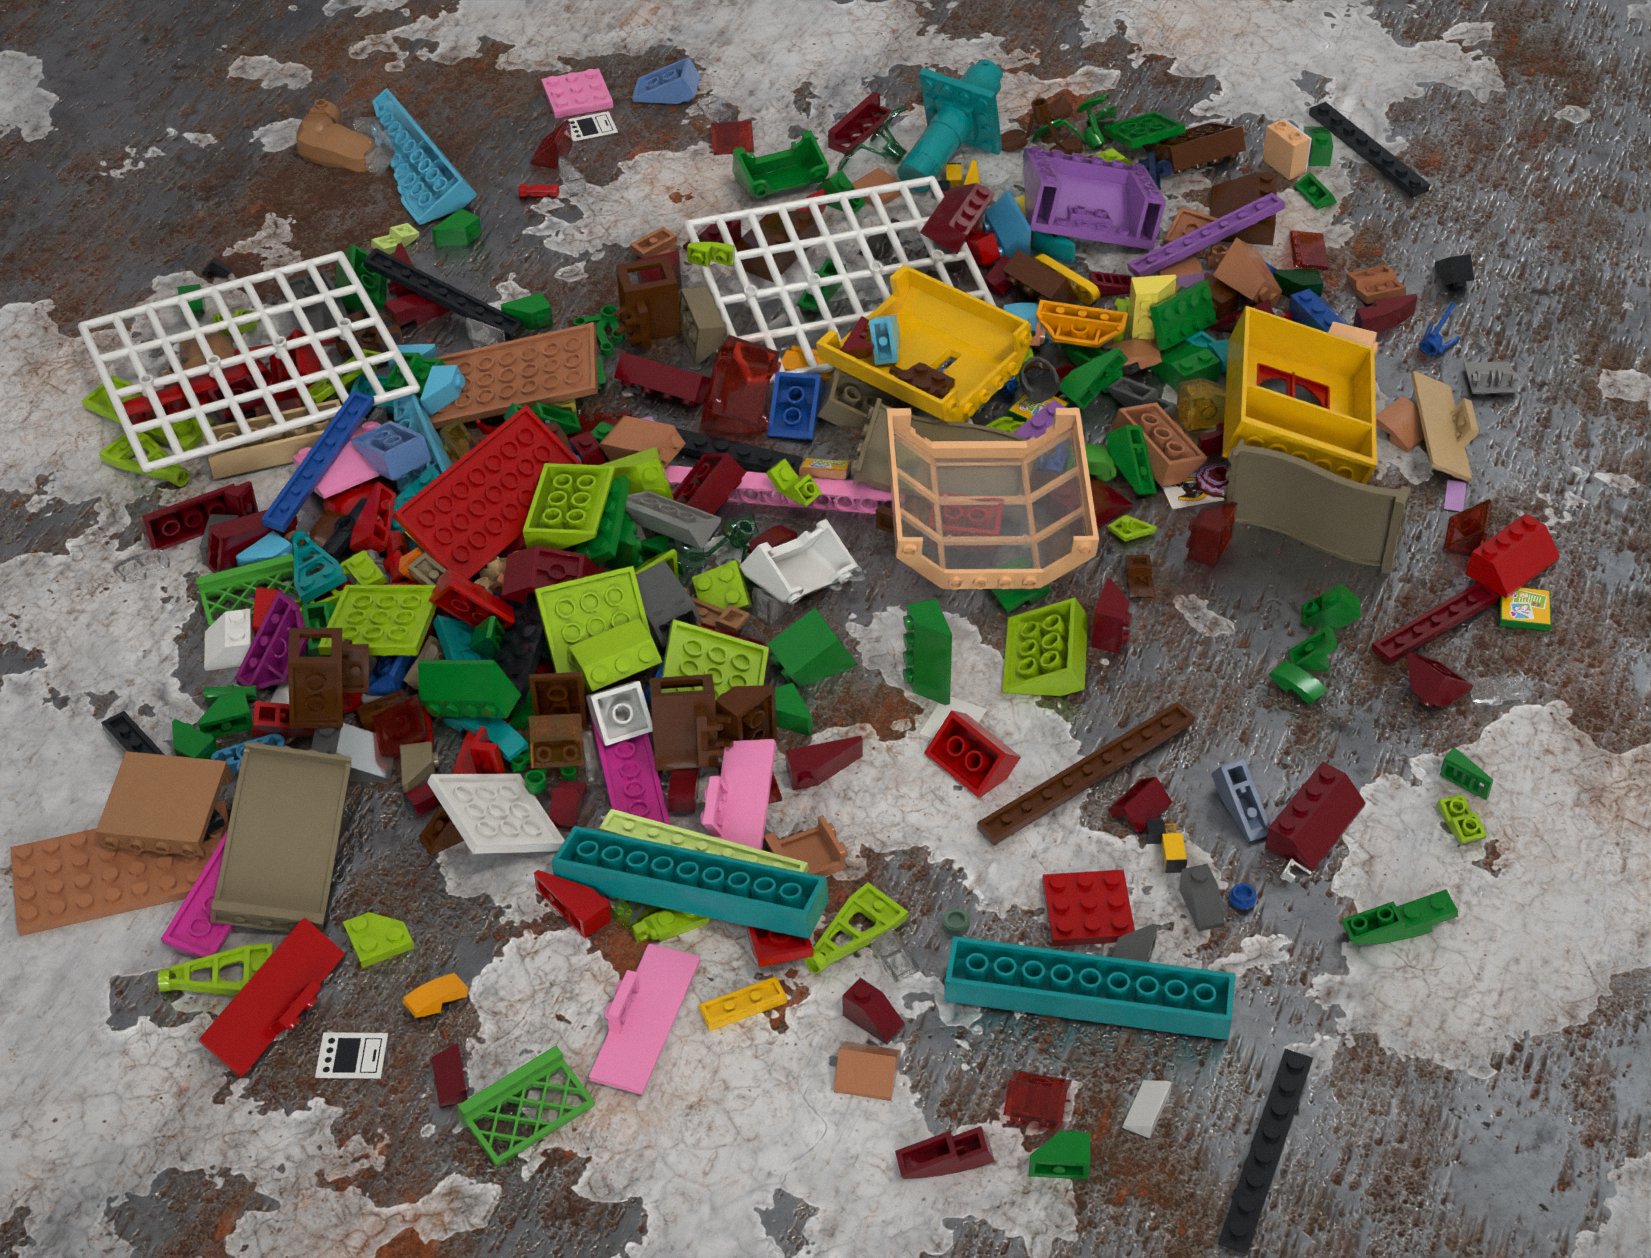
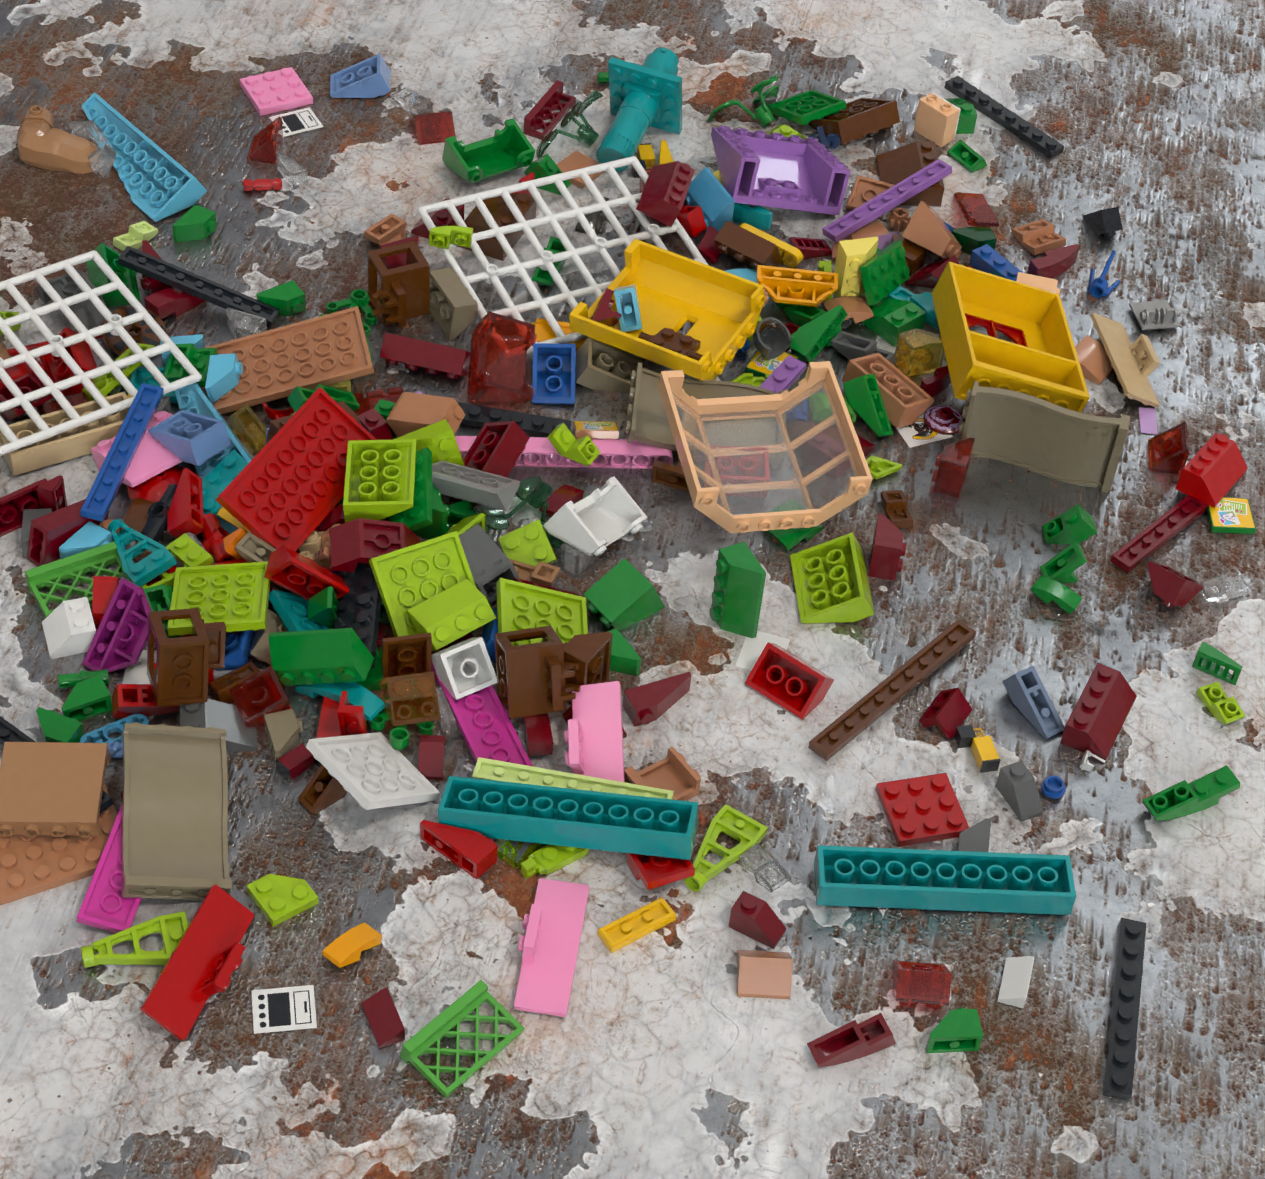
camera: 15 degrees left, 0 degrees up
(956, 922) = (809, 832): sand green tile -> none
(1042, 113) = (718, 93): reddish brown plant -> none

